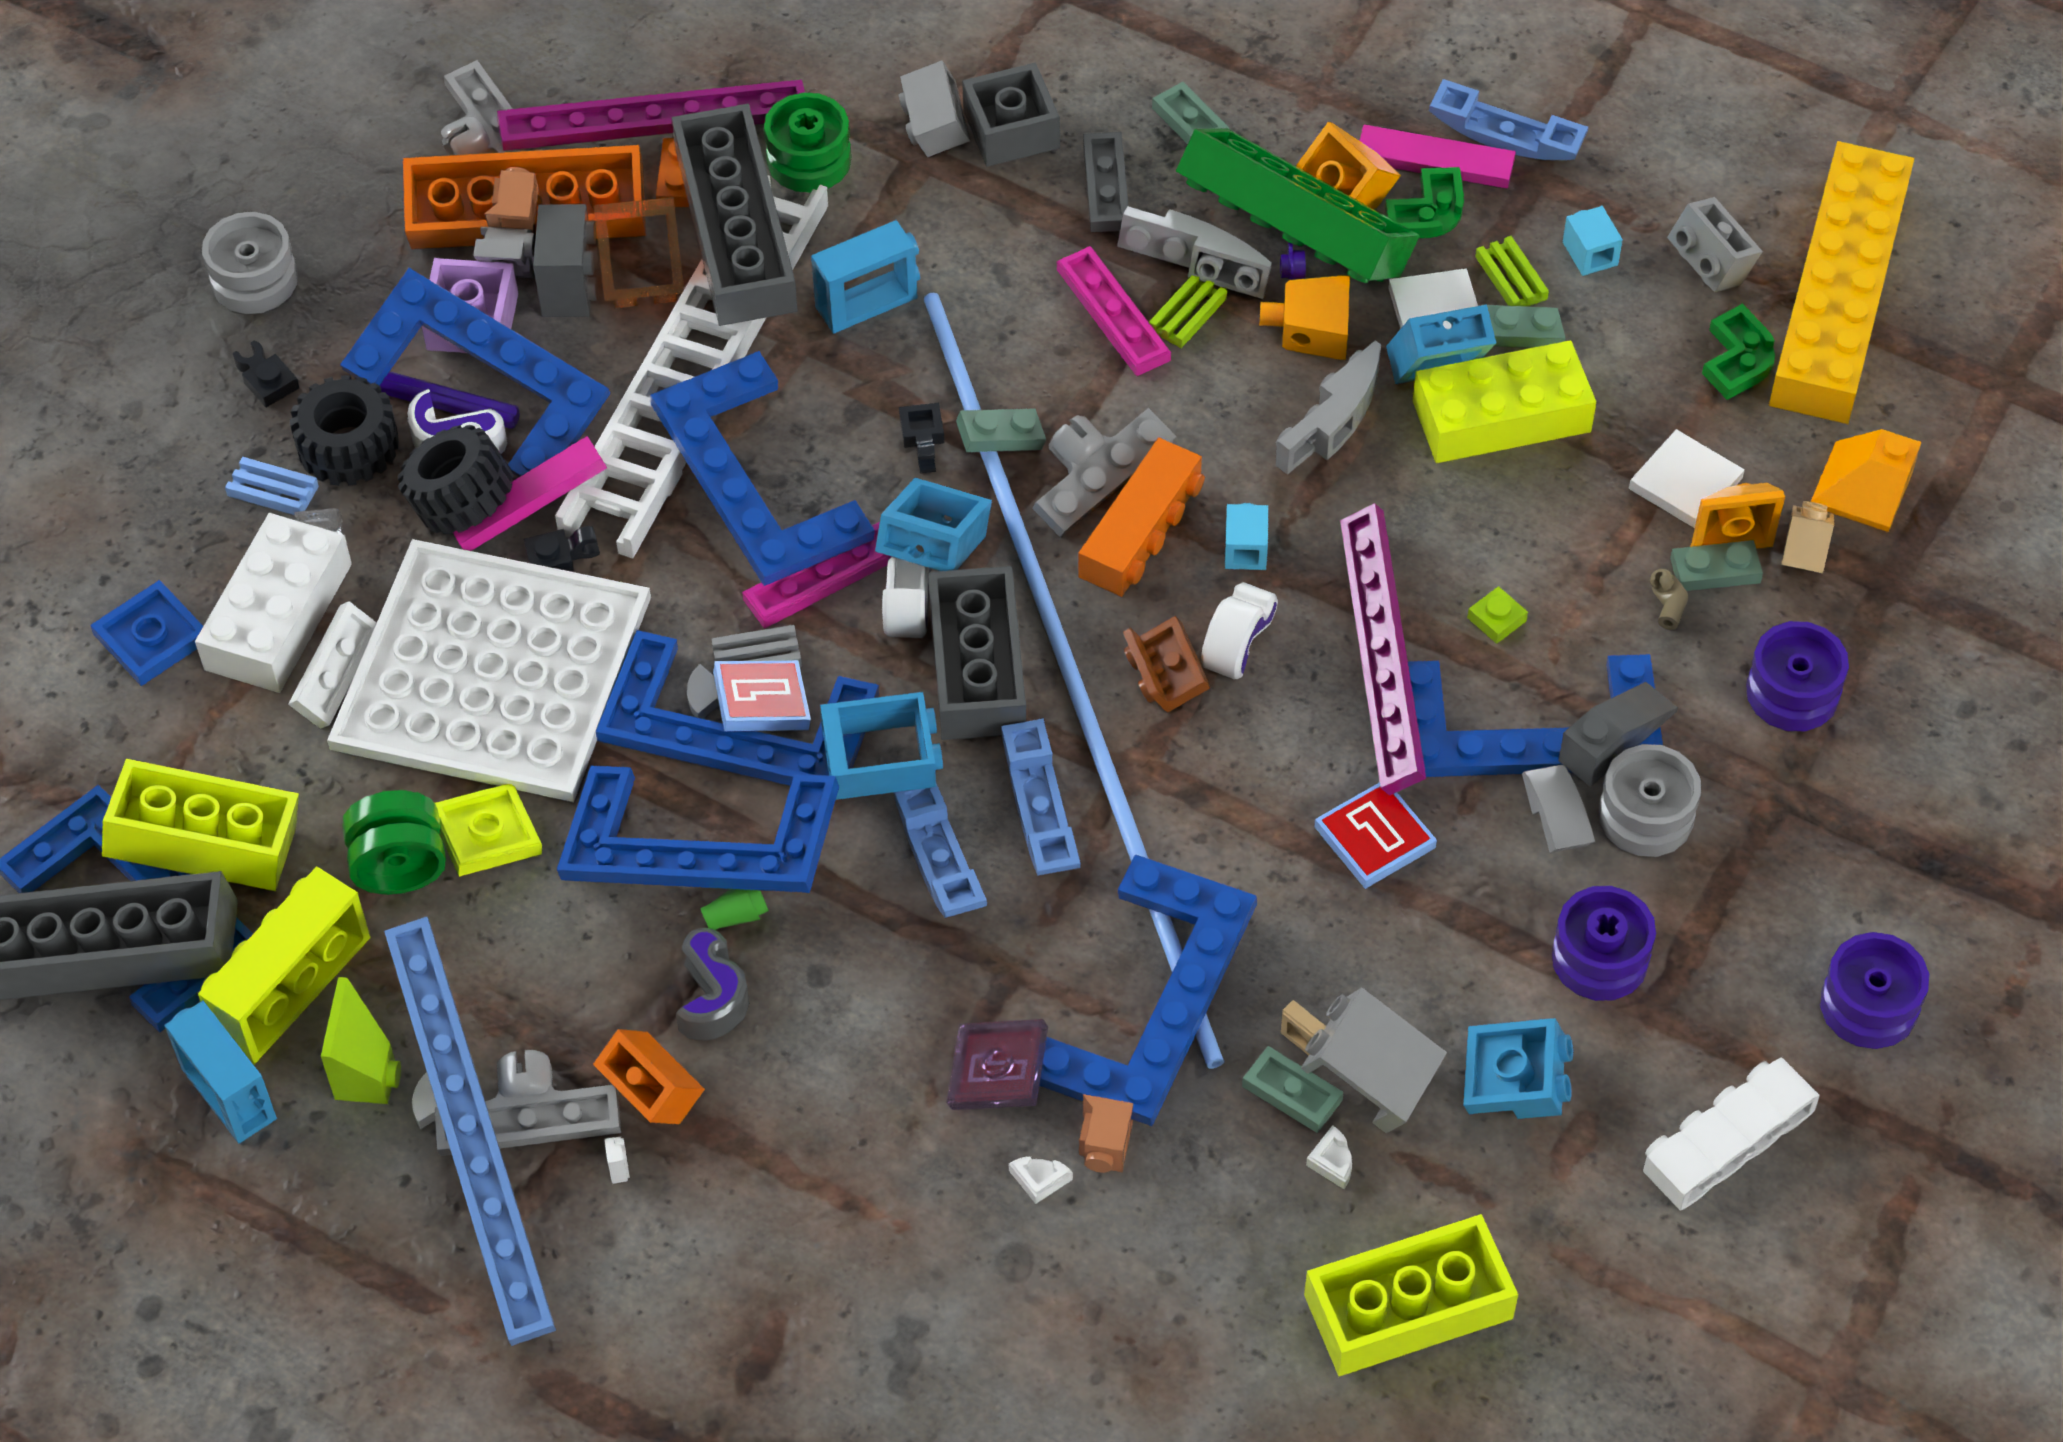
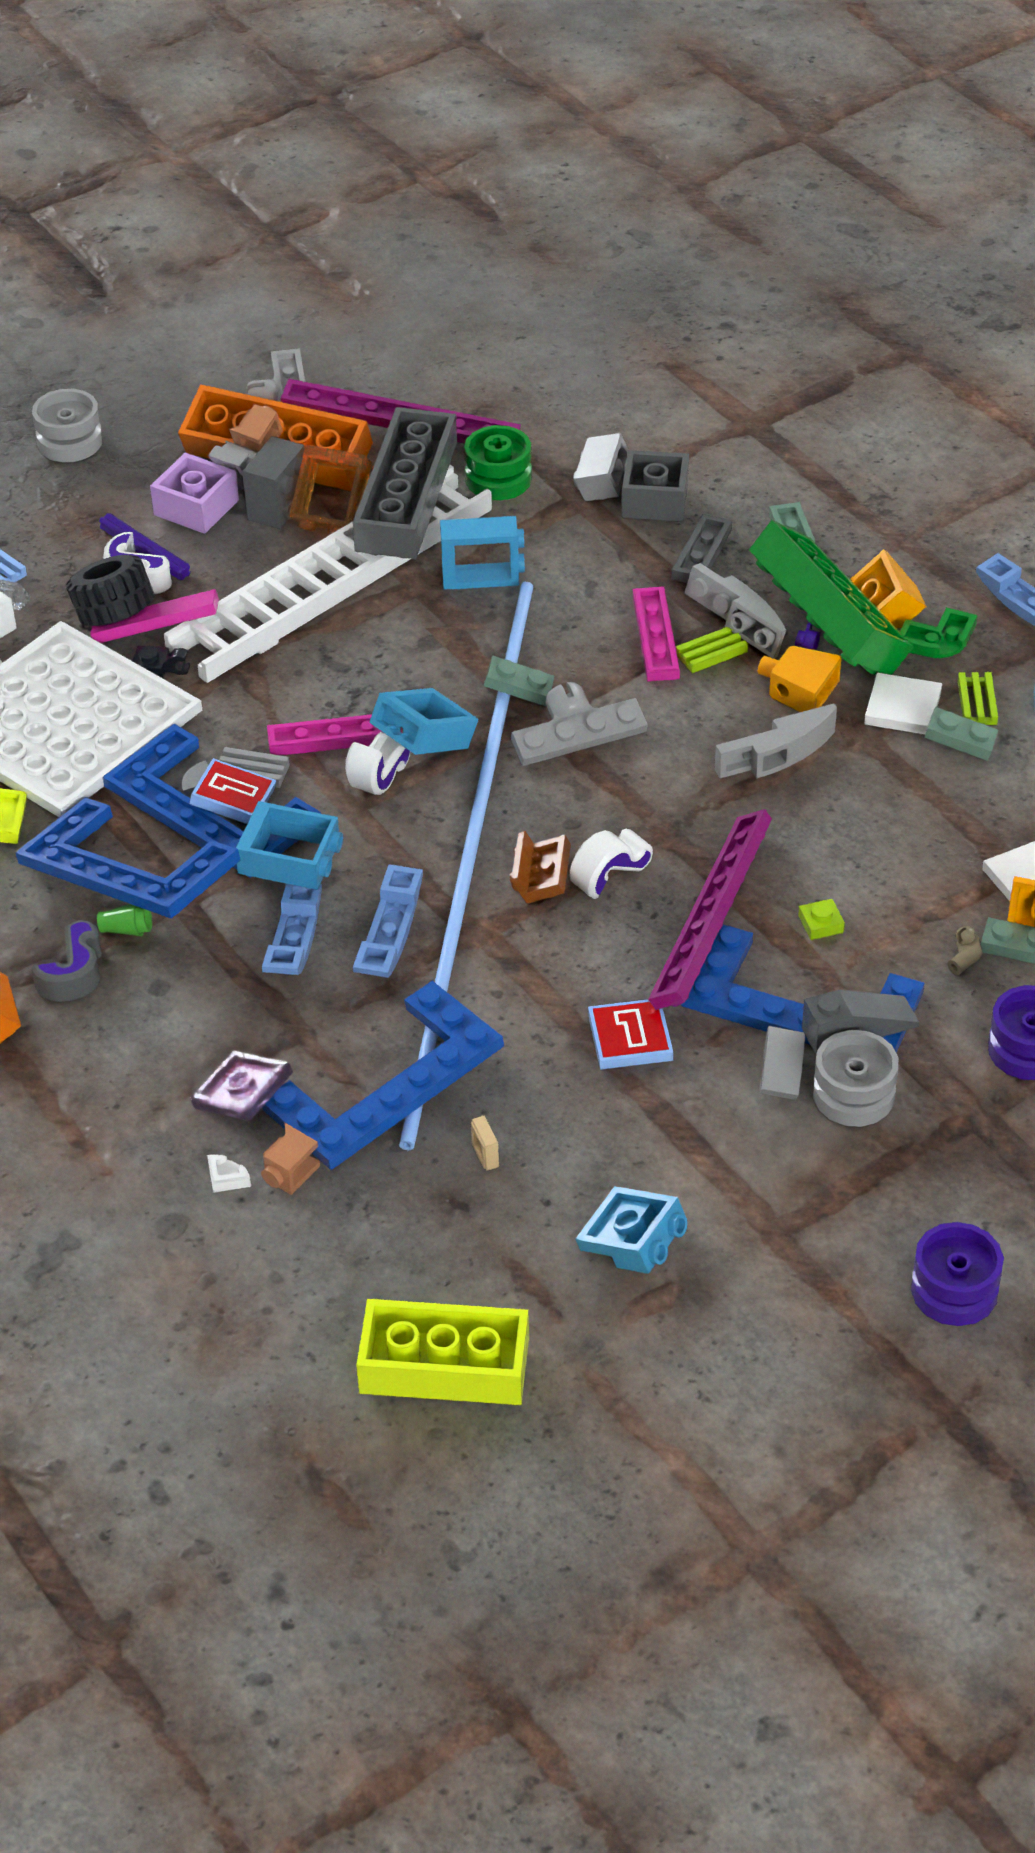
camera: 25 degrees right, 10 degrees down
(266, 378) = (37, 498): black plate -> none
(339, 406) = (59, 541): black tyre -> none
(420, 302) = (153, 472): blue plate -> none
(772, 552) = (298, 699): blue plate -> none
(922, 429) = (462, 663): black plate -> none
(976, 651) = (402, 811): dark grey brick -> none
(1140, 517) = (585, 766): orange brick -> none
(1246, 536) = (656, 804): medium azure brick -> none
(1292, 1090) = (451, 1181): sand green plate -> none
(1332, 1158) = (453, 1241): white tile -> none
(1375, 1055) = (521, 1175): light grey panel -> none
(1417, 151) = (990, 616): dark pink tile -> none
(1428, 344) = (894, 715): dark azure window -> none
(1503, 401) = (913, 776): neon yellow brick -> none
(1603, 943) = (756, 1164): dark purple wheel -> none
(1729, 1134) = (777, 1336): white brick -> none

